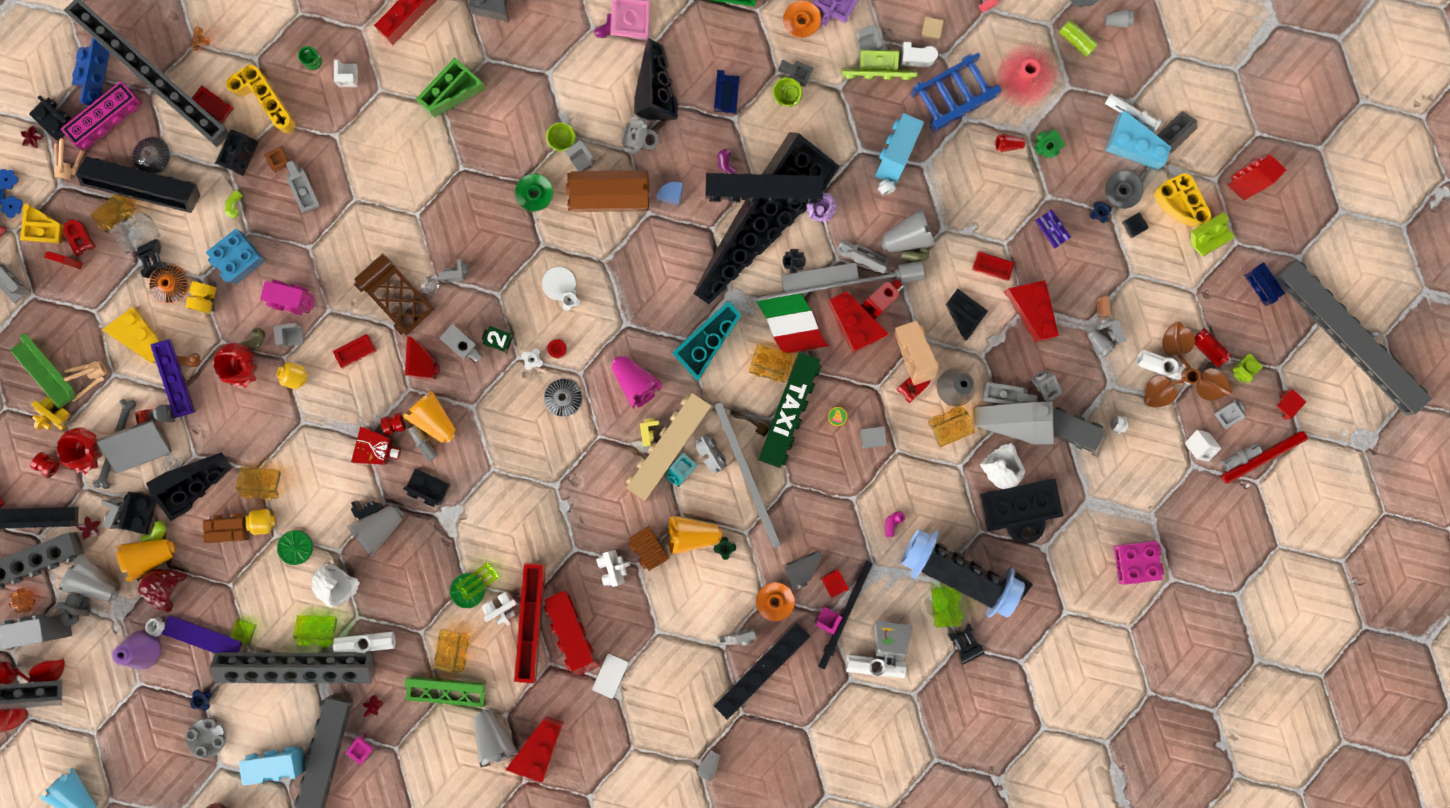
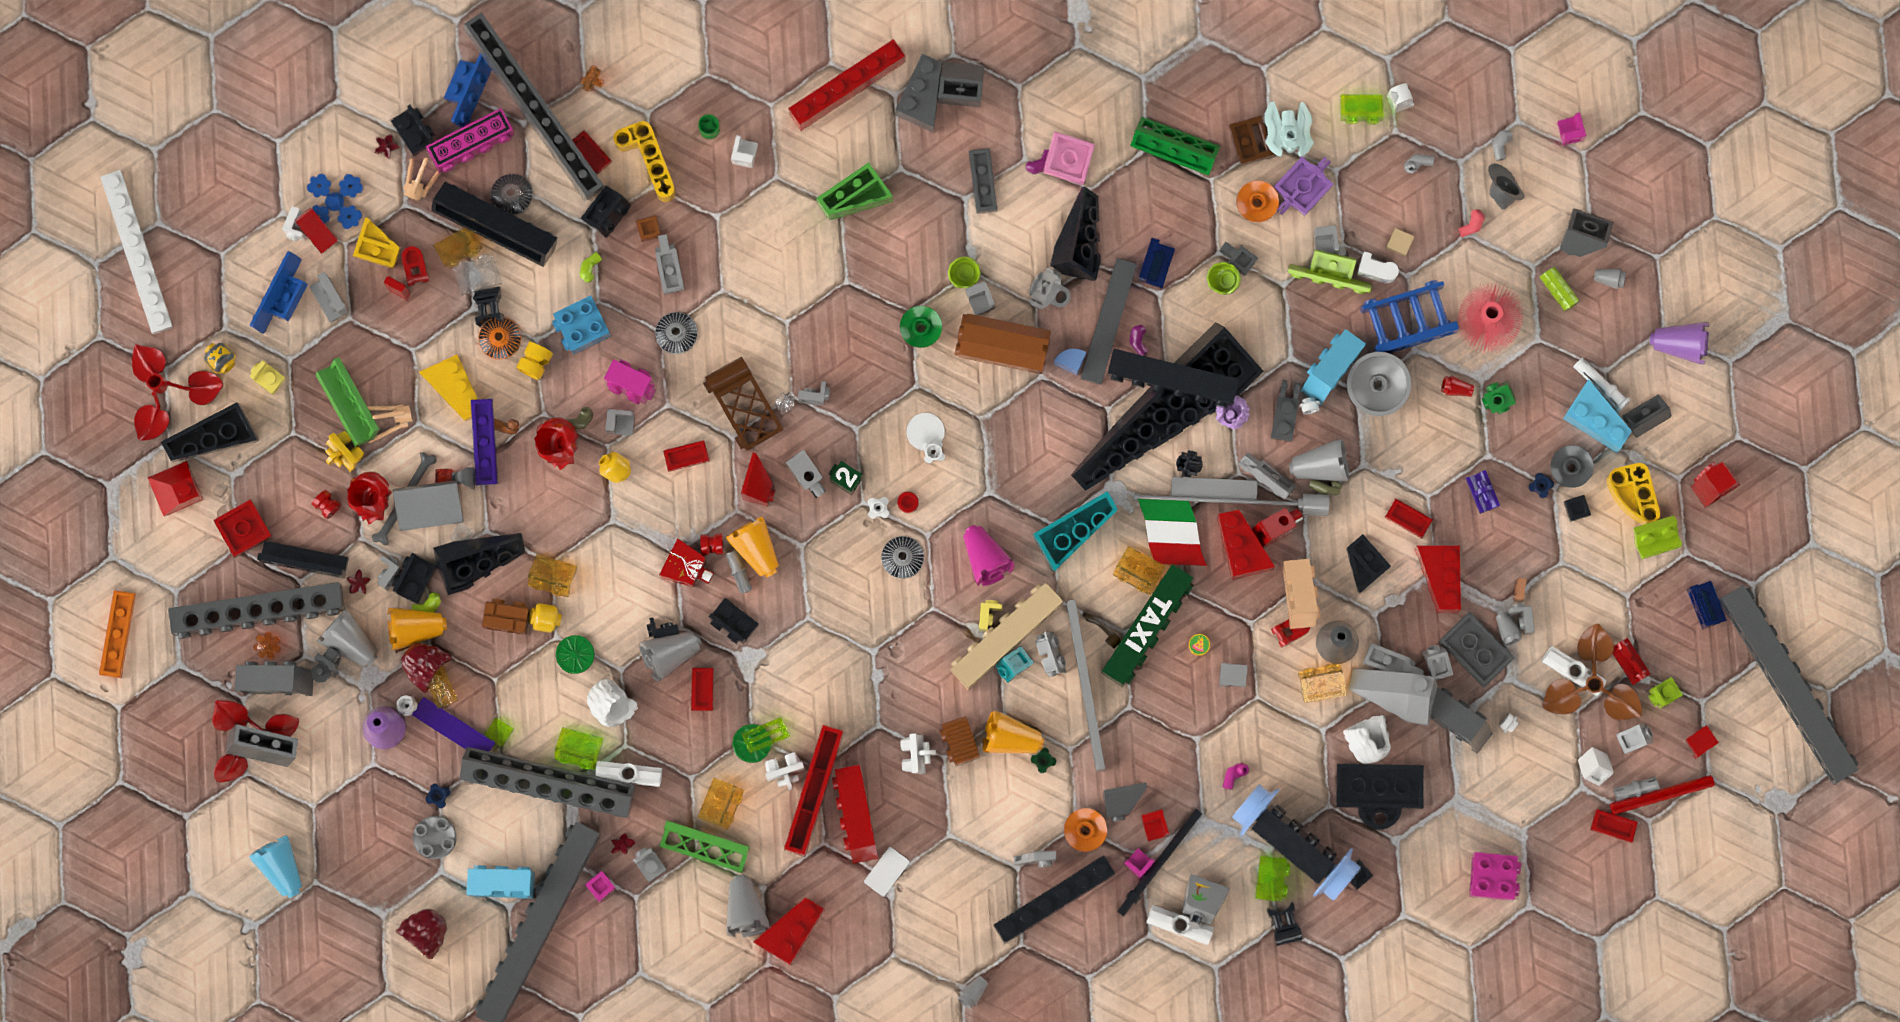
camera: 20 degrees right, 5 degrees down
(181, 605) = (442, 689): none -> clear yellow hips
(331, 245) = (676, 343): none -> dish
(400, 717) = (649, 864): none -> light grey bracket
(413, 553) = (702, 689): none -> red tile
(560, 54) = (983, 181): none -> dark grey tile
(696, 152) = (1108, 321): none -> dark grey tile
(867, 199) = (1285, 414): none -> dark grey hinge
(954, 147) = (1394, 380): none -> light grey dish
(1076, 367) = (1476, 649): none -> dark grey tile
(1198, 59) = (1682, 341): none -> medium lavender cone
(1229, 493) = (1614, 826): none -> red tile

